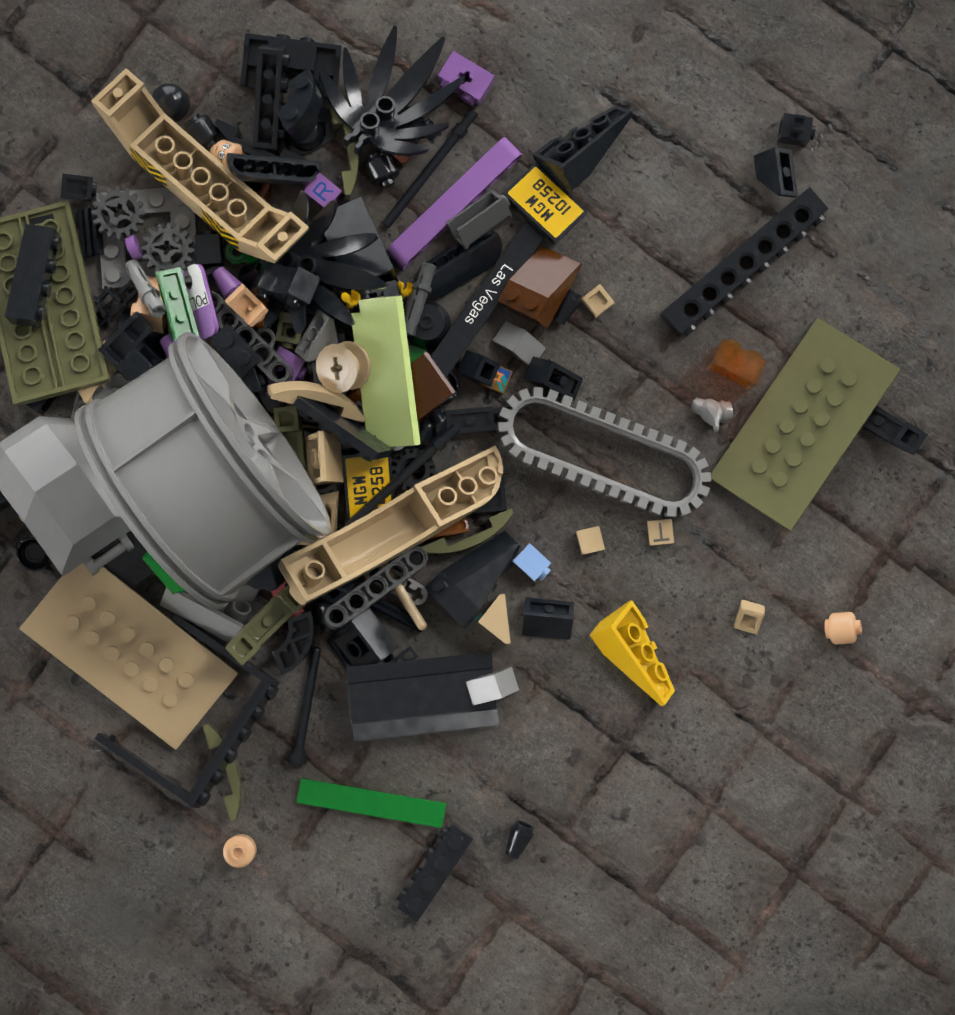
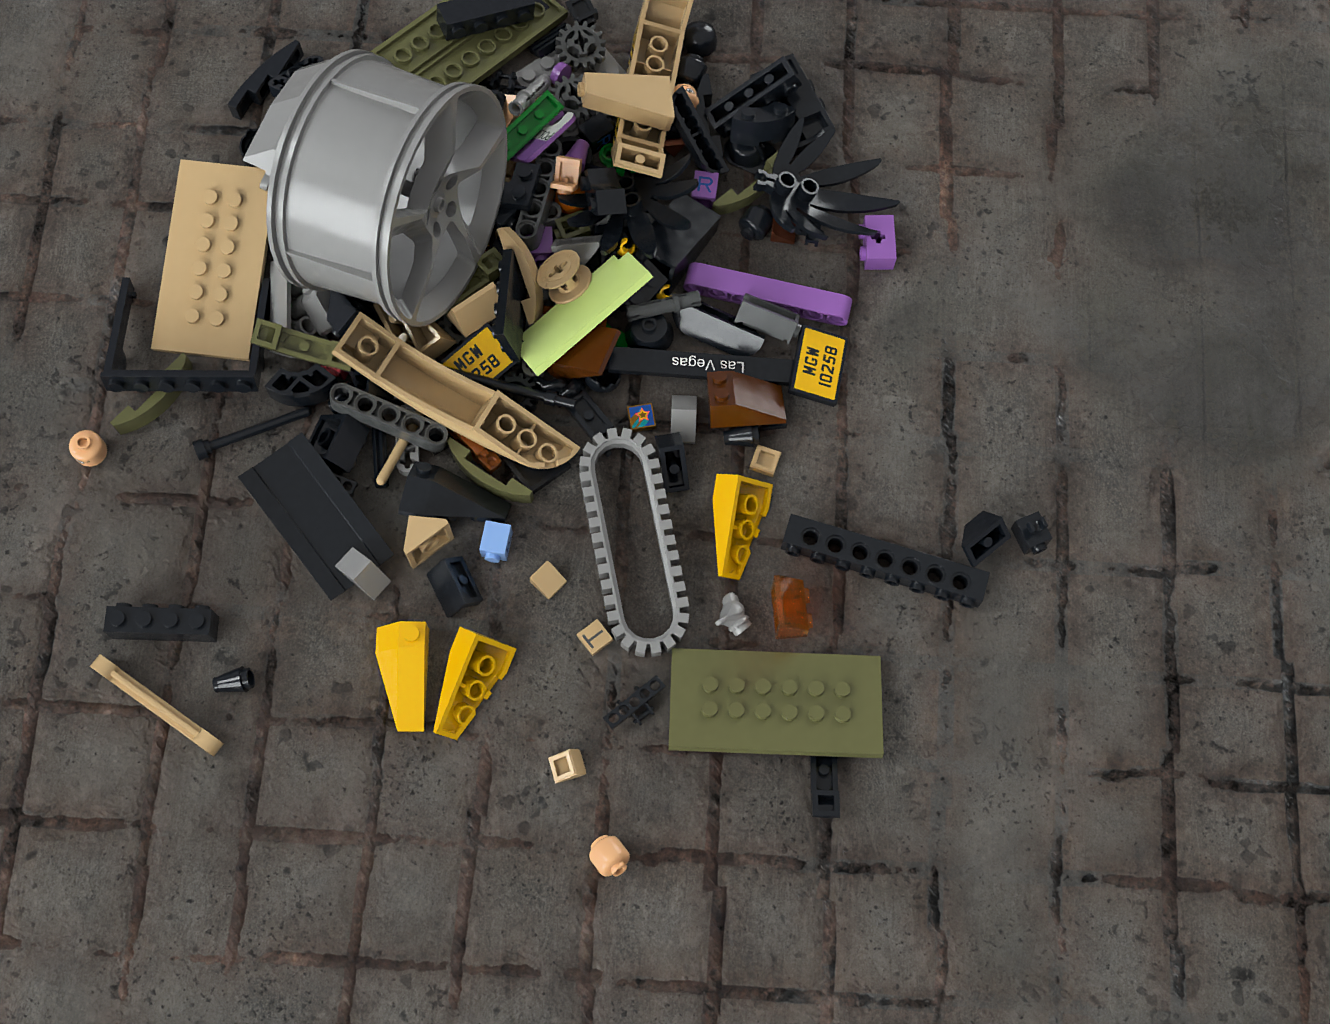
camera: 55 degrees right, 15 degrees down
(211, 205) = (629, 97): none -> tan slope
(371, 802) = (196, 536): green tile -> none
(451, 932) = (157, 705): none -> tan piece
(458, 132) = (831, 264): black bar -> none
(478, 368) = (638, 393): black brick -> none
(577, 155) = (873, 366): black wedge -> none
(590, 698) = (404, 667): none -> yellow wedge
(628, 352) = (737, 511): none -> yellow wedge
(738, 526) = (643, 701): none -> black piece

